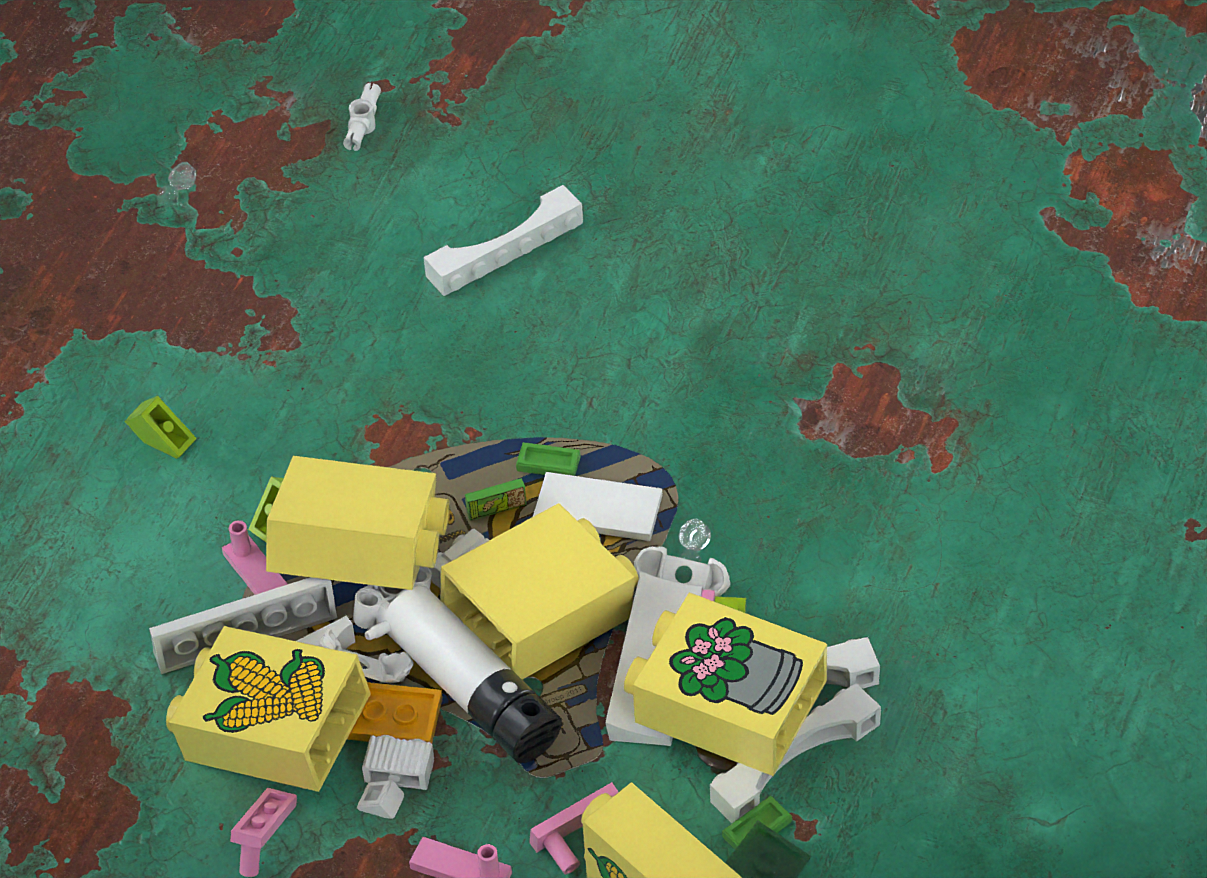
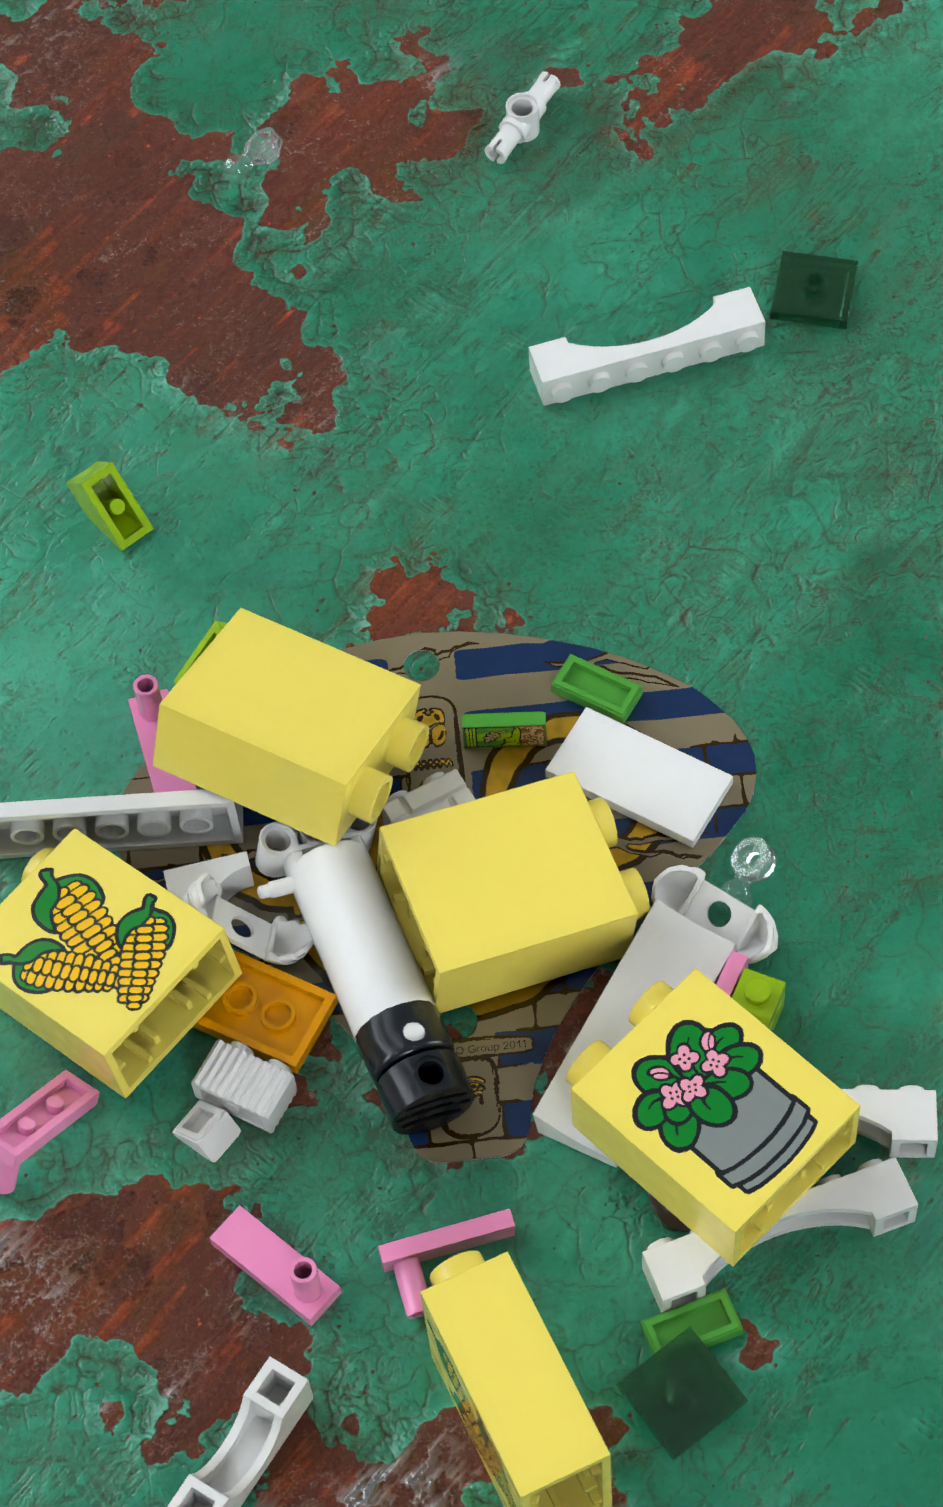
camera: 20 degrees right, 10 degrees up
(605, 179) = (814, 290): none -> clear green plate

